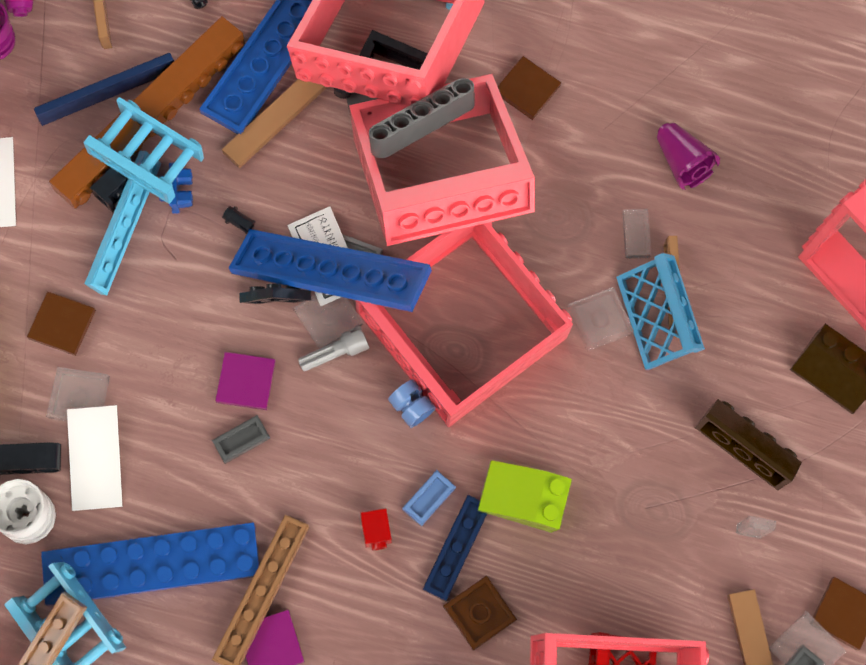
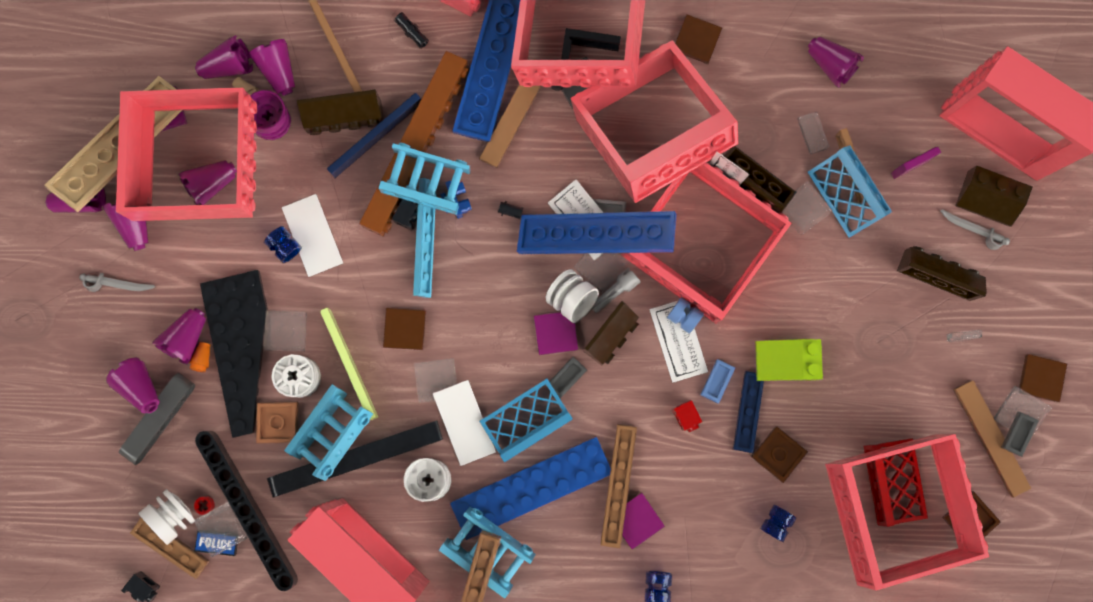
camera: 10 degrees left, 10 degrees up
(73, 49) = (340, 112): none -> dark brown slope
(177, 498) = (536, 434): none -> dark azure fence
(274, 293) = (557, 263): black plate -> none
(277, 337) = (572, 295): none -> white wheel
(312, 398) = (612, 334): none -> dark brown slope
(394, 444) = (679, 348): none -> white sticker
(422, 118) = (642, 86): dark grey beam -> none
(515, 238) = (729, 169): none -> white sticker
(548, 263) = (761, 181): none -> dark brown slope
(751, 299) = (915, 162): none -> magenta tile
(823, 414) = (990, 234): none -> light grey sword

